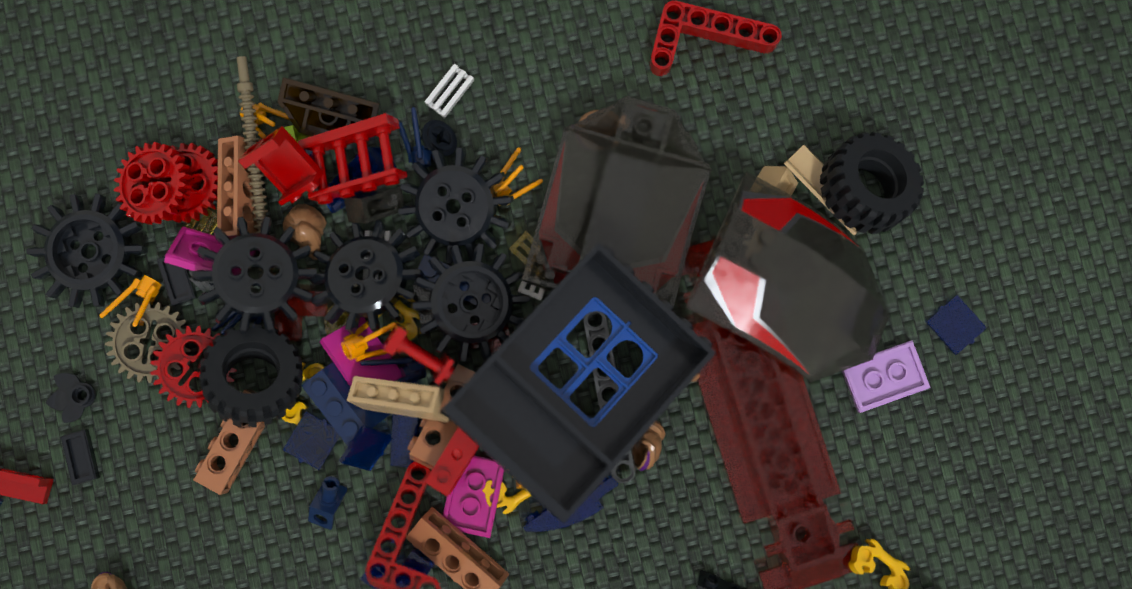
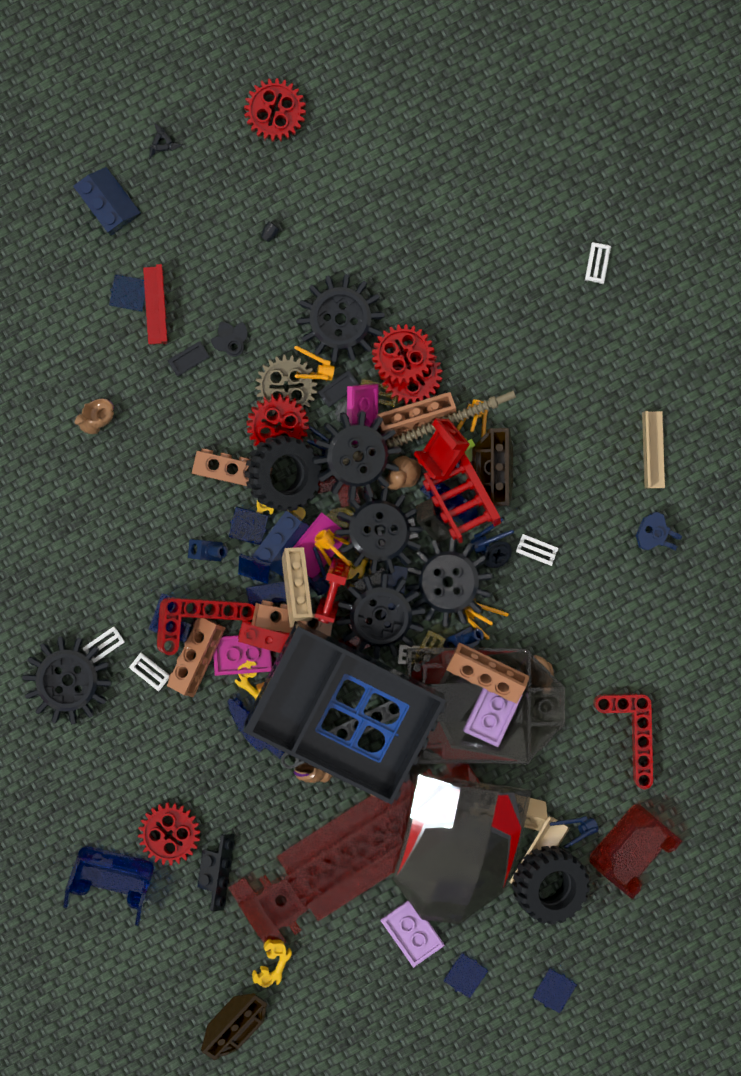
camera: 75 degrees right, 5 degrees up
(531, 205) = (467, 637): none -> dark blue bracket
(568, 186) = (500, 678): none -> nougat brick
(634, 196) = (490, 717): none -> lavender tile
(810, 123) = (587, 828): none -> dark blue plant
(848, 74) = (631, 849): none -> clear red windscreen
(1002, 219) = (554, 990): none -> clear blue piece

